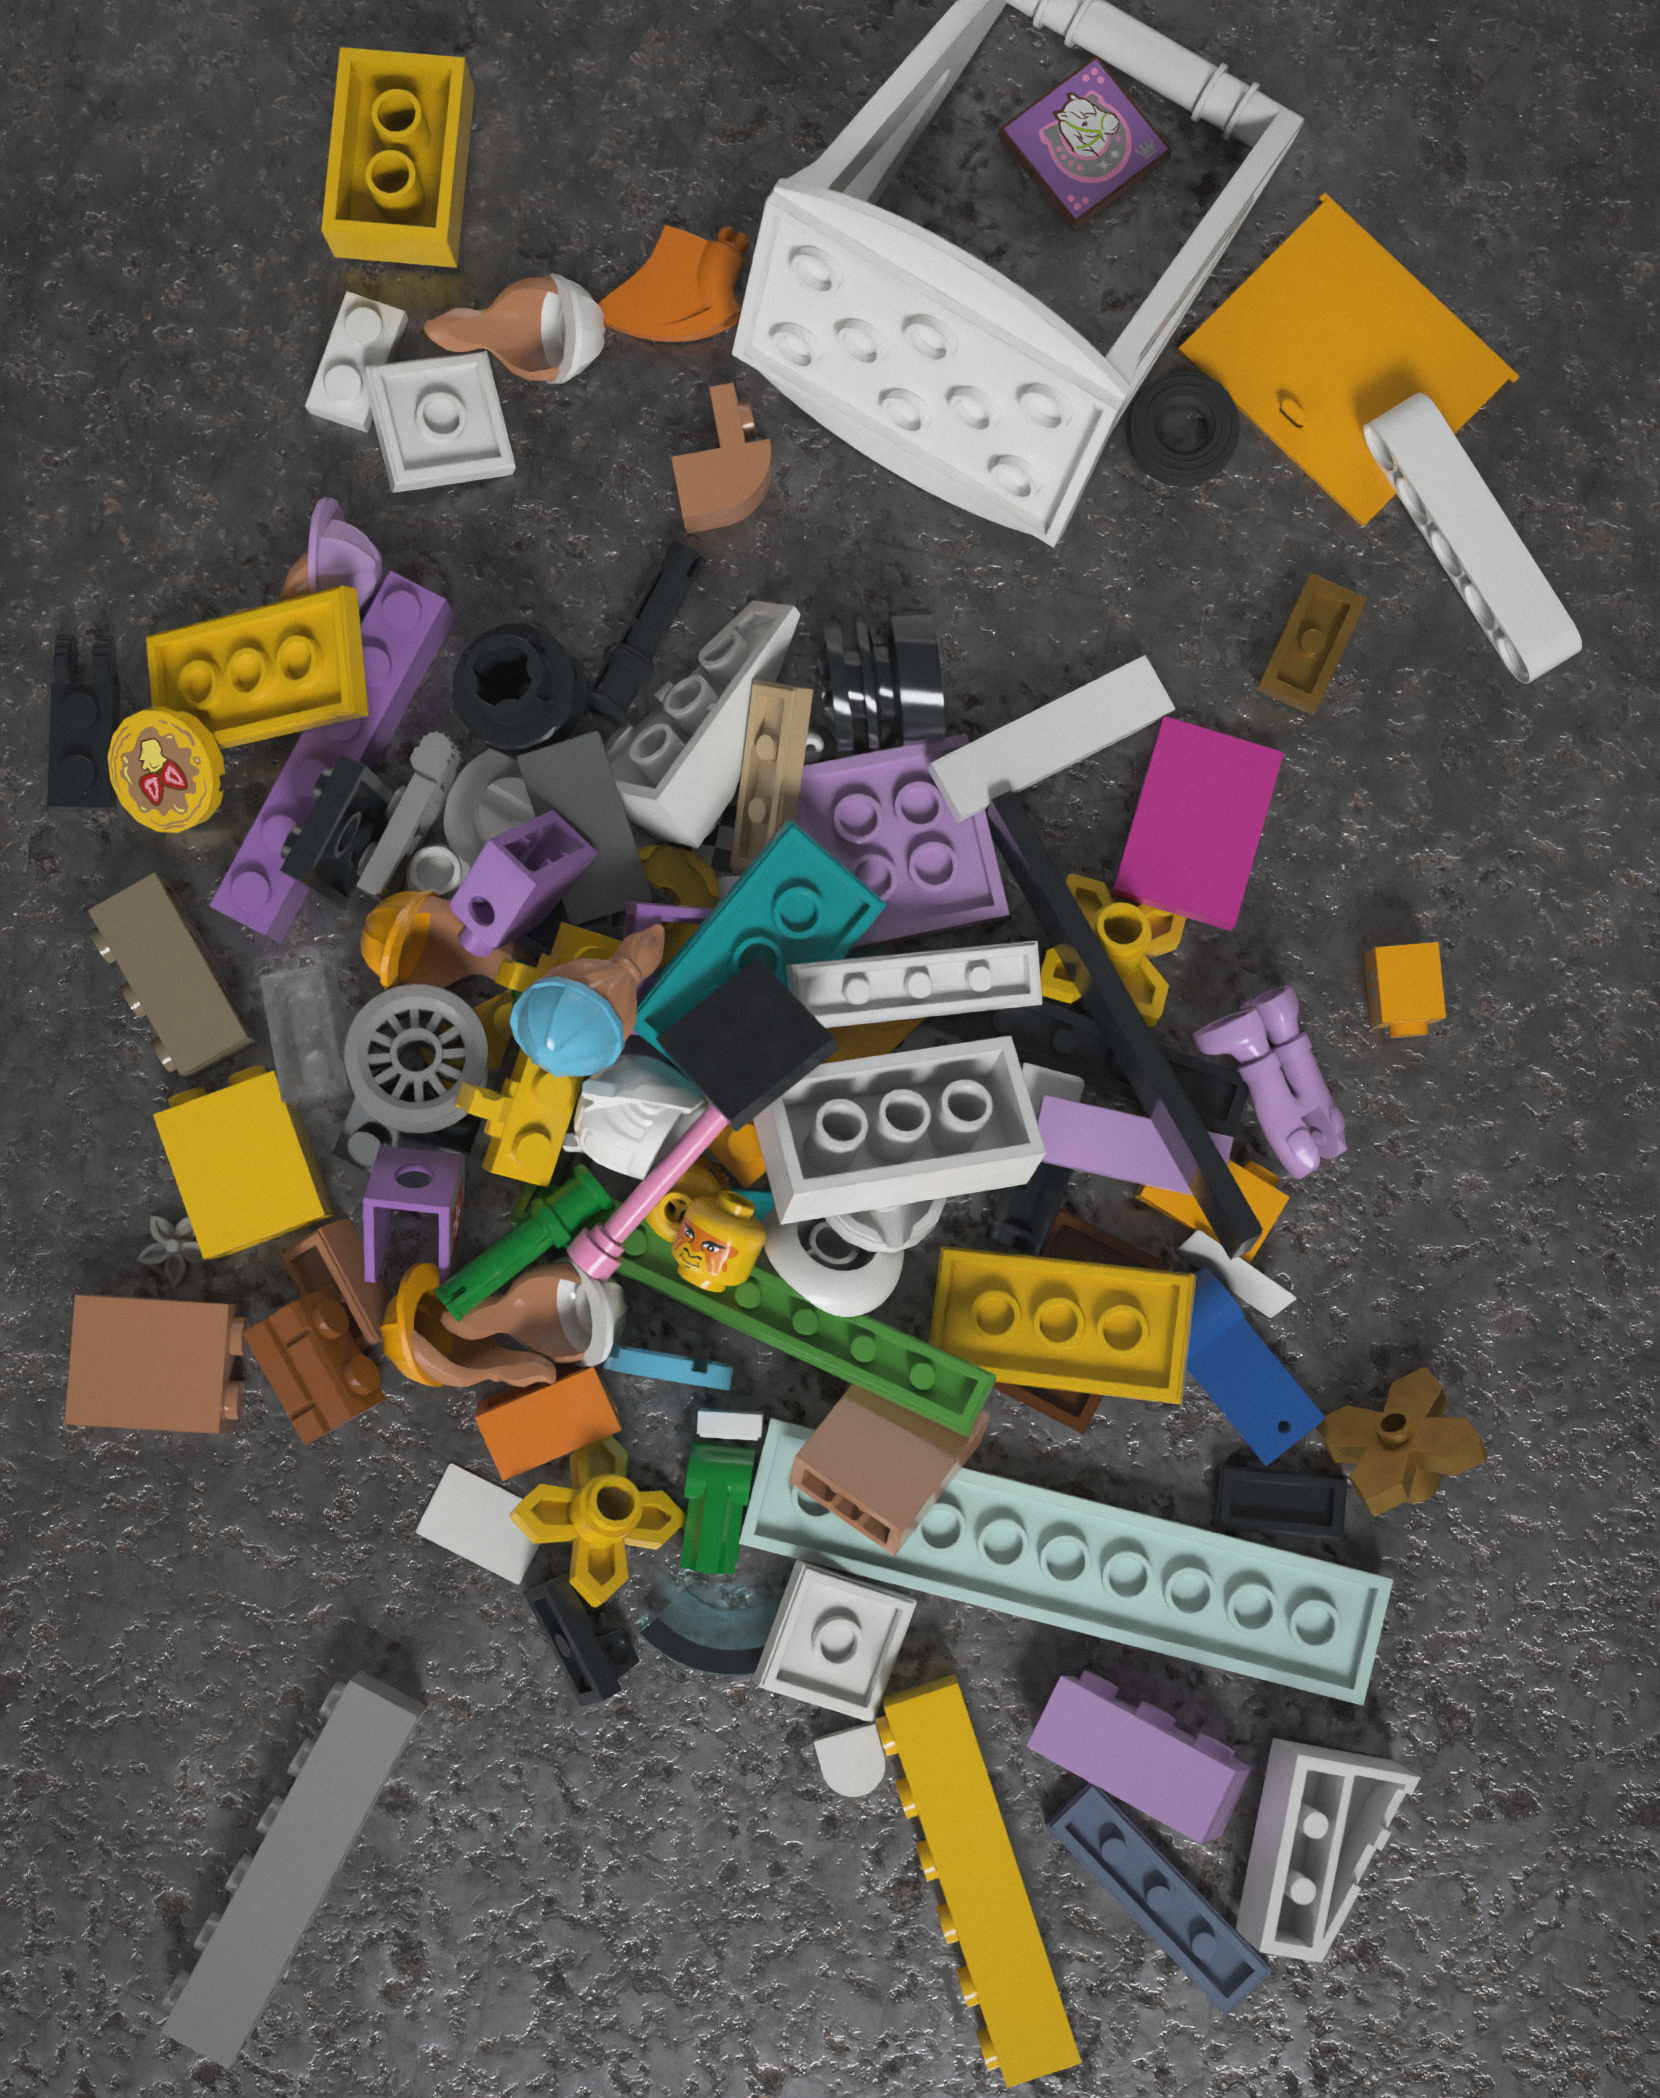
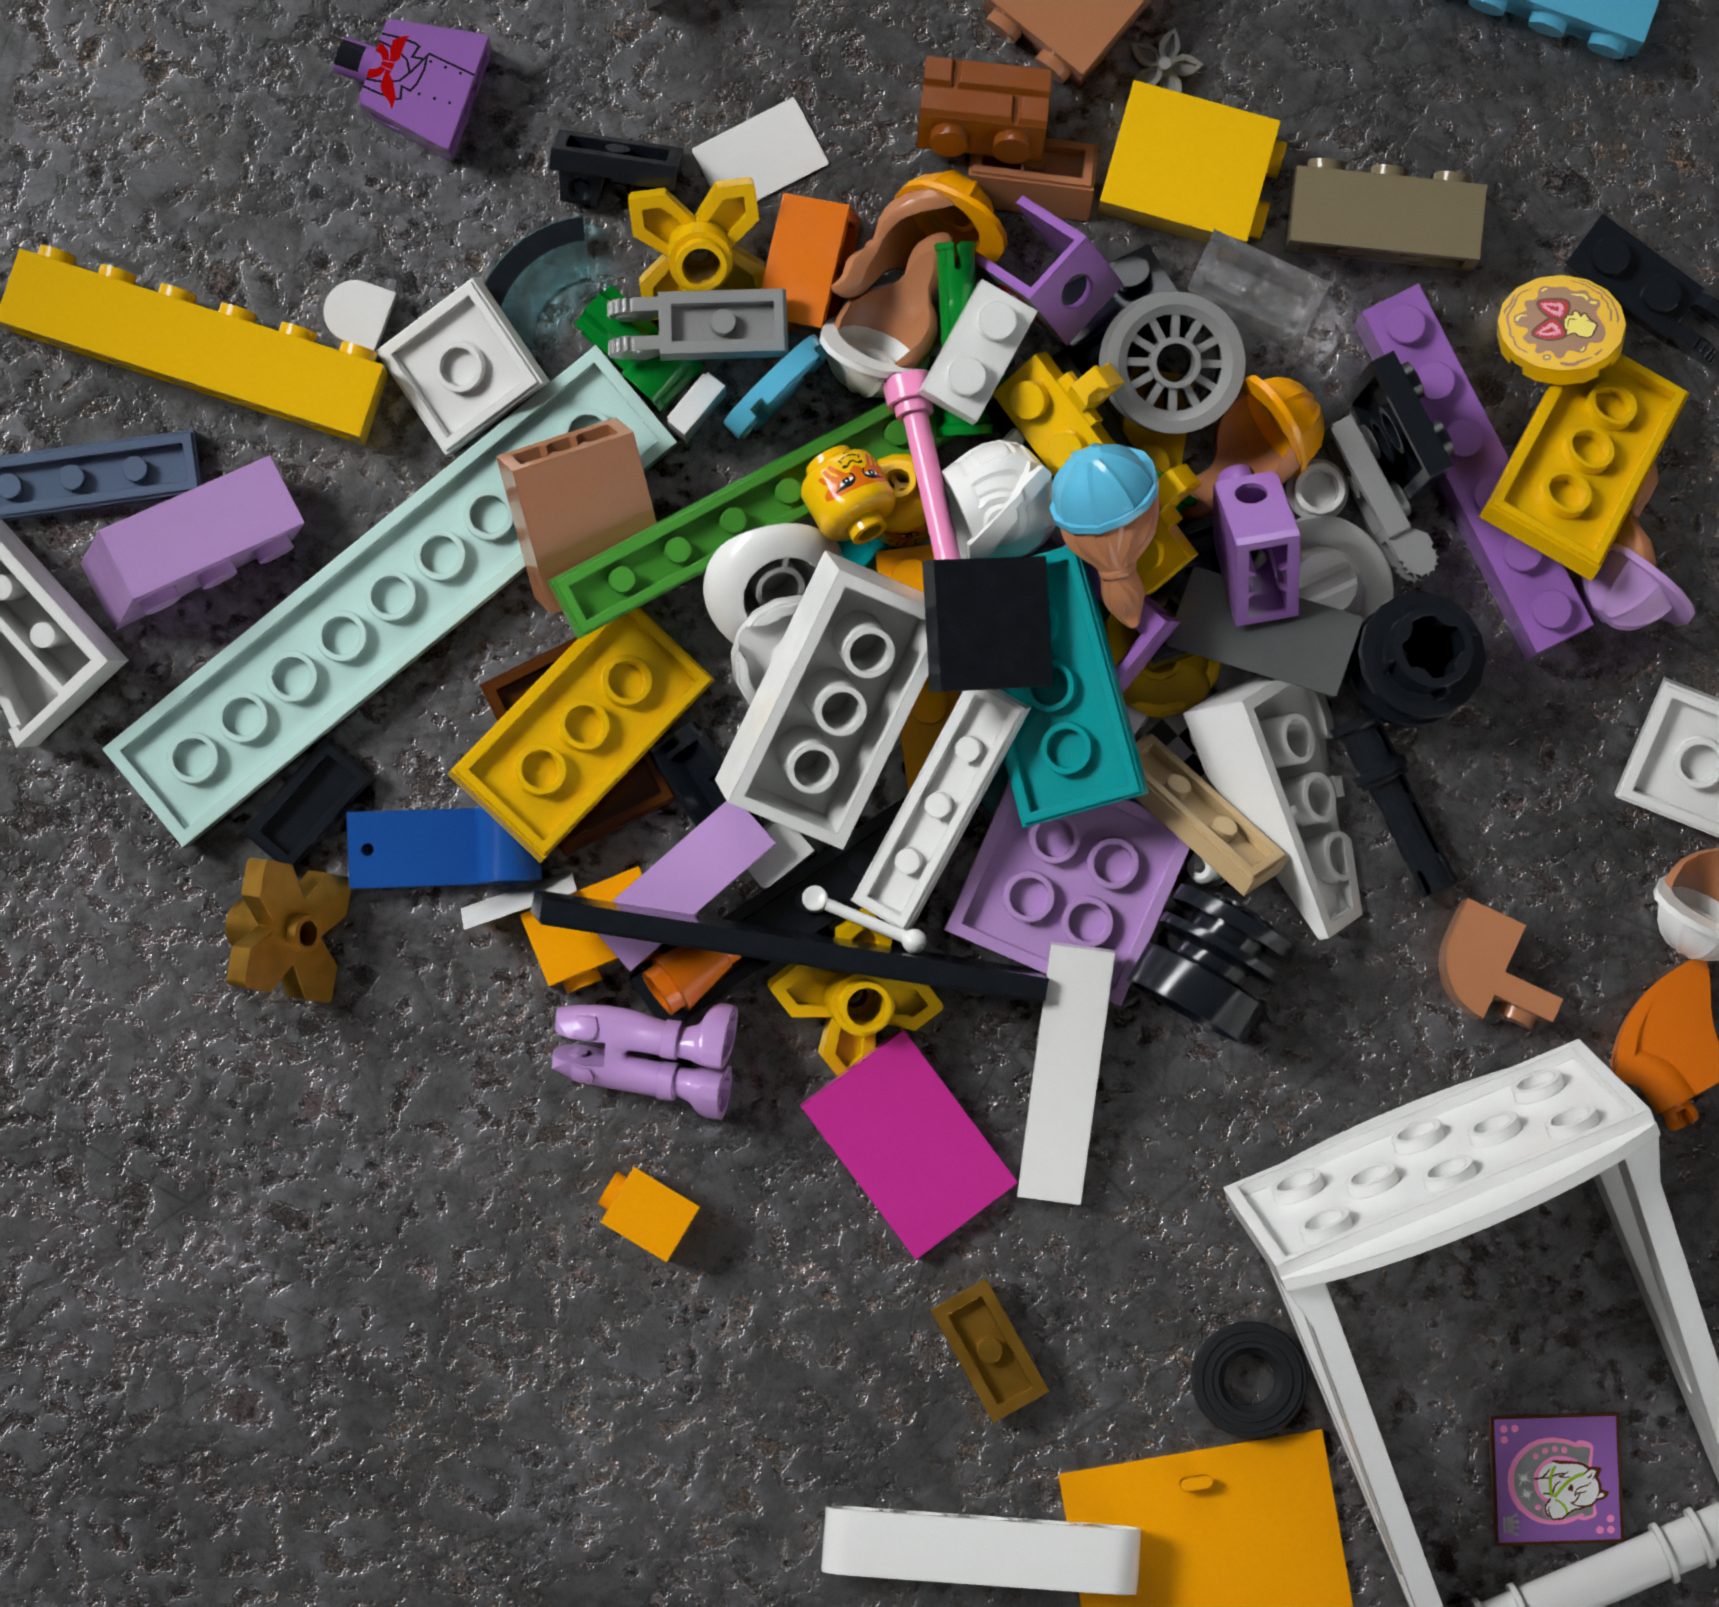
camera: 120 degrees right, 0 degrees up
(523, 1220) = (977, 352): none -> white plate
(623, 1854) = (418, 80): none -> medium lavender torso
(660, 1463) = (704, 325): none -> light grey hinge
(1061, 1032) = (817, 900): none -> white hinge
(1208, 1091) = (684, 975): none -> orange cone

